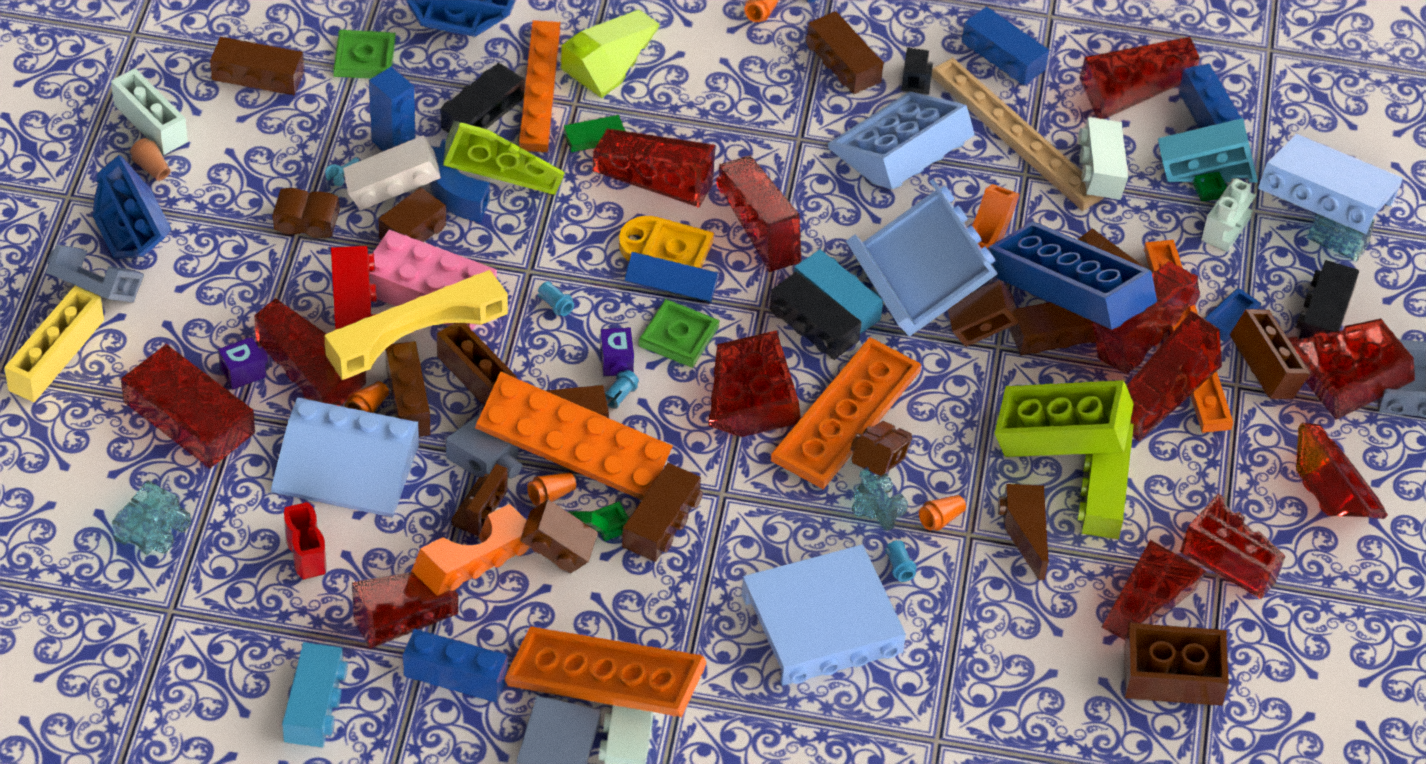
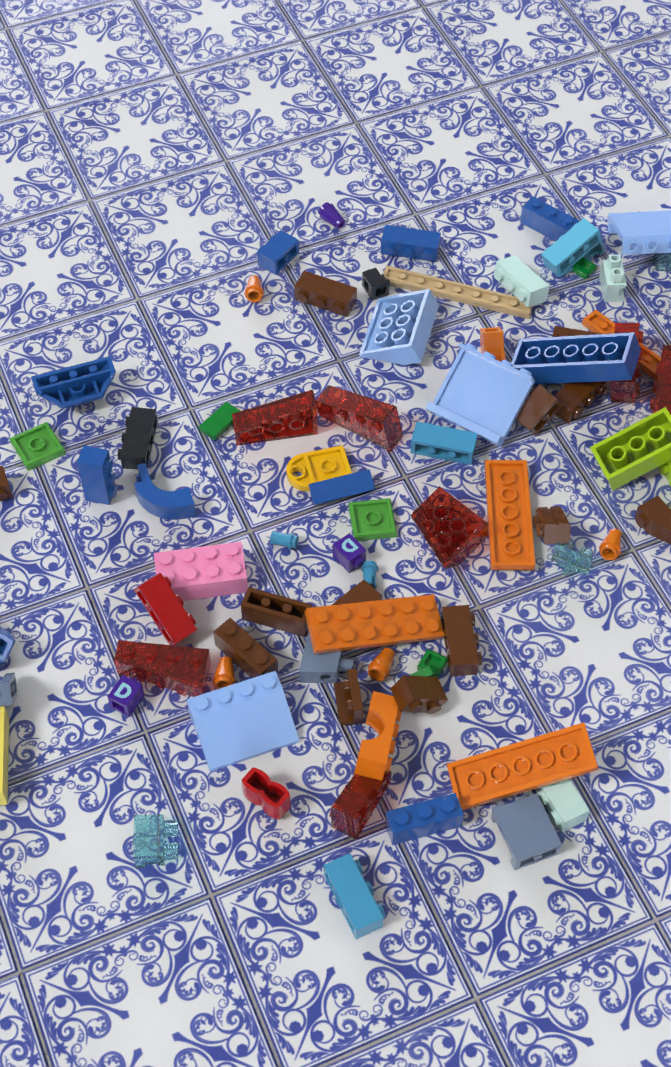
camera: 30 degrees left, 5 degrees up
(188, 406) = (115, 746): clear red brick -> none
(306, 212) = (86, 571): reddish brown brick -> none
(338, 172) = (84, 530): medium azure hand -> none
(391, 173) = (123, 514): white brick -> none
(415, 216) = (158, 536): reddish brown brick -> none
(468, 301) = (250, 571): light yellow arch -> none
(494, 157) = (180, 469): lime wedge -> none
(540, 86) = (166, 412): orange plate -> none
(607, 51) = (187, 366): wedge -> none
(815, 315) = (442, 464): black brick -> none
(824, 614) = (604, 648): light blue panel -> none
(903, 567) = (615, 589): dark azure pin -> none
(1135, 74) = (493, 226): clear red wedge -> none
(1230, 310) = (657, 335): blue tile -> none

